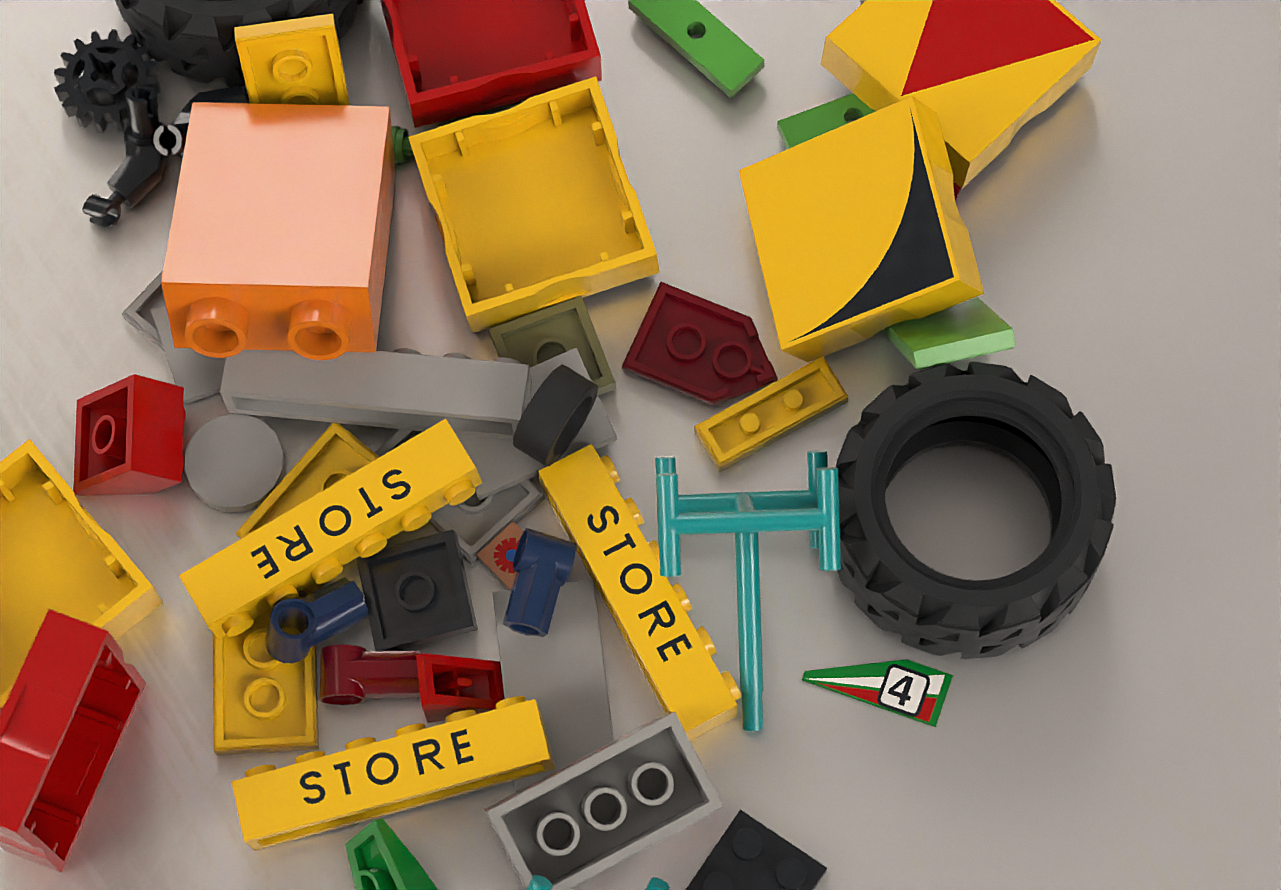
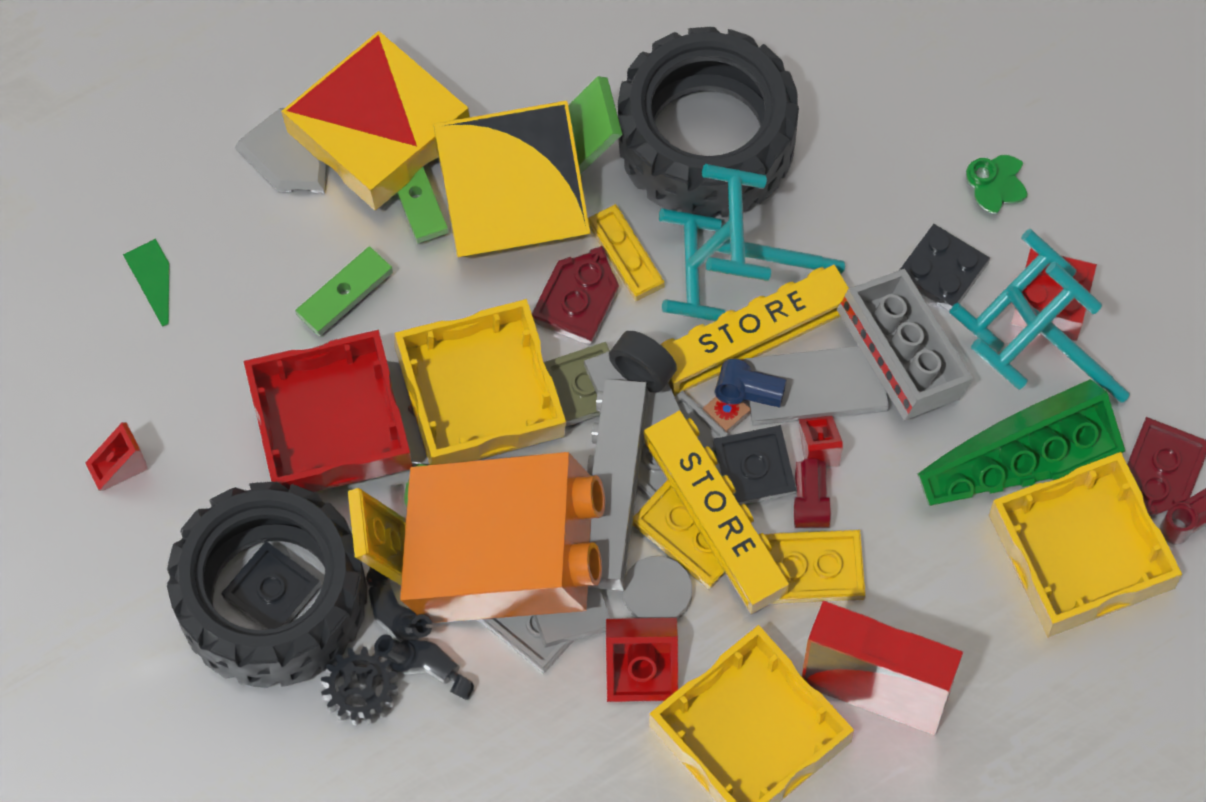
camera: 90 degrees left, 5 degrees down
(316, 619) = (777, 525): dark blue piece -> none
(392, 773) = (882, 475): yellow brick -> none
(891, 685) = (810, 188): sticker -> none

